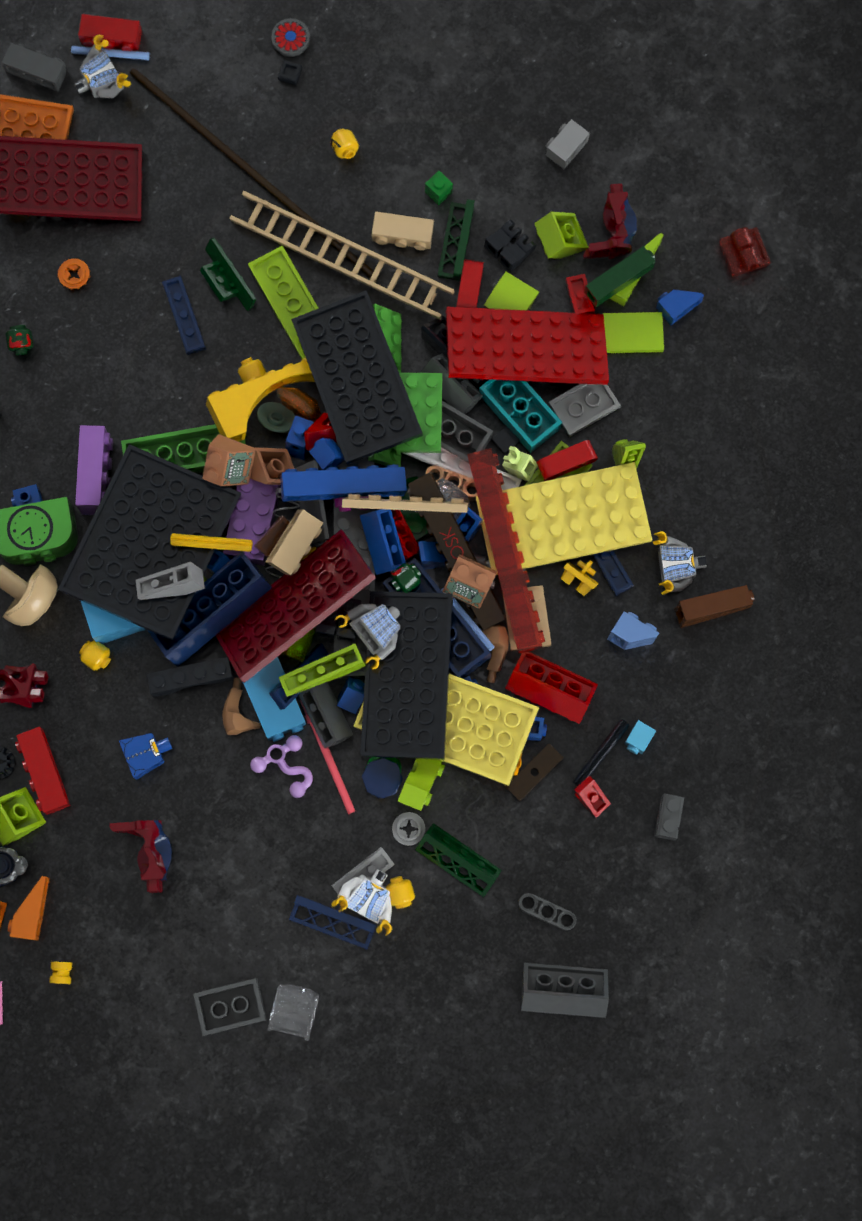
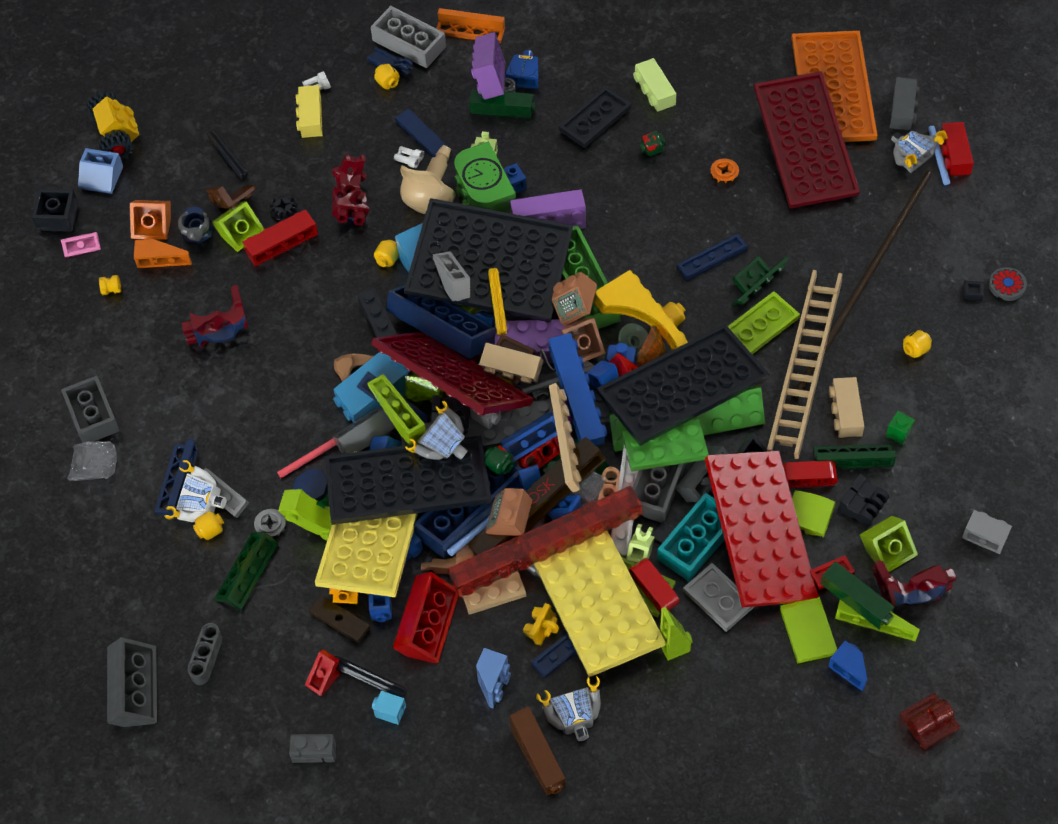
camera: 85 degrees right, 20 degrees down
(144, 753) = (305, 305): blue torso -> none
(293, 744) = (333, 414): lavender piece -> none

